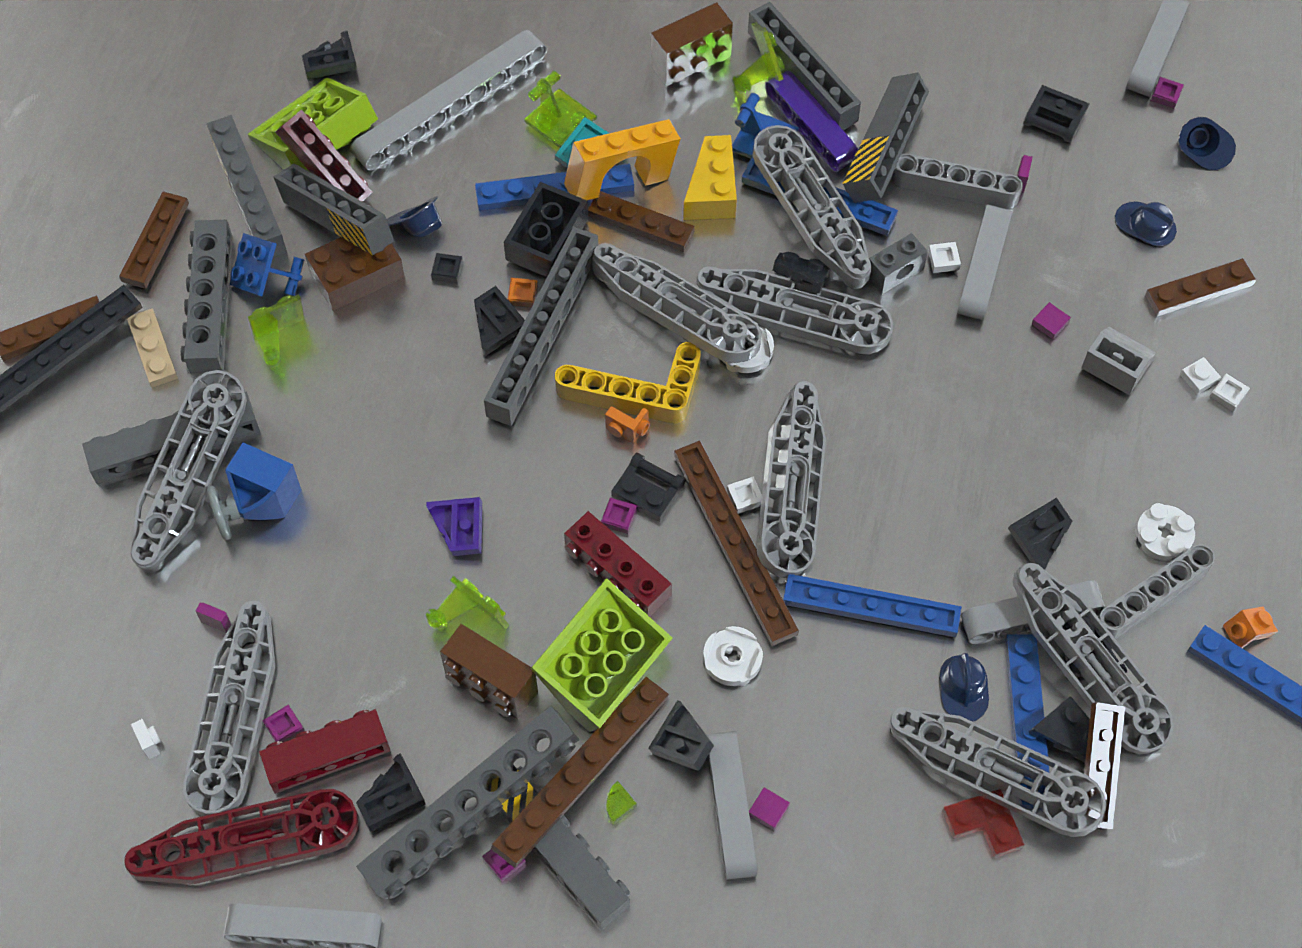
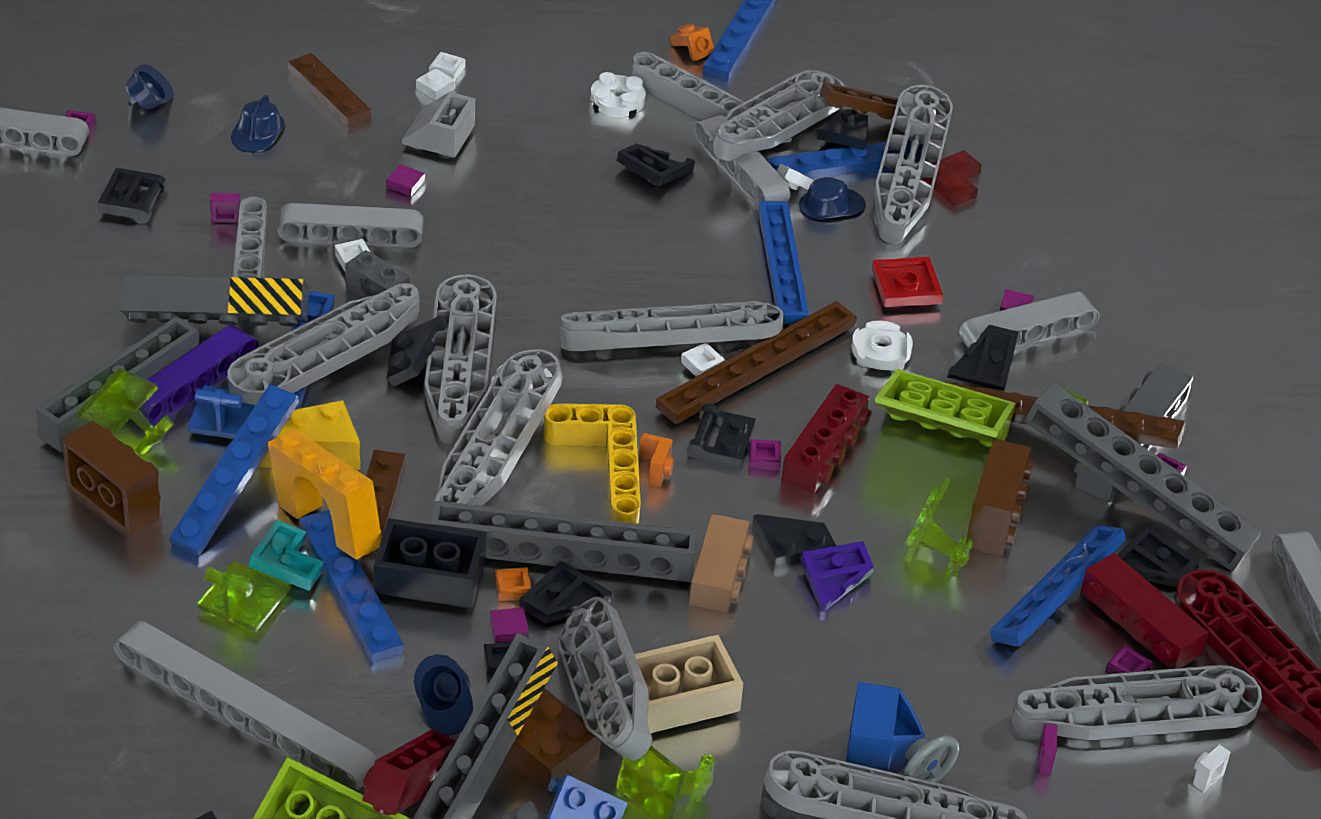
camera: 110 degrees left, 20 degrees down
(361, 297) = (606, 678): none -> light grey beam
(365, 367) = (689, 683): none -> tan brick
(386, 698) = (1056, 586): none -> blue plate
(478, 279) = (508, 623): none -> magenta tile
(492, 437) = (721, 563): none -> medium nougat brick
(510, 506) = (789, 537): none -> black wing
(685, 121) = (233, 470): none -> blue plate
(820, 710) = (907, 281): none -> red plate
(996, 650) = (793, 178): none -> white plate

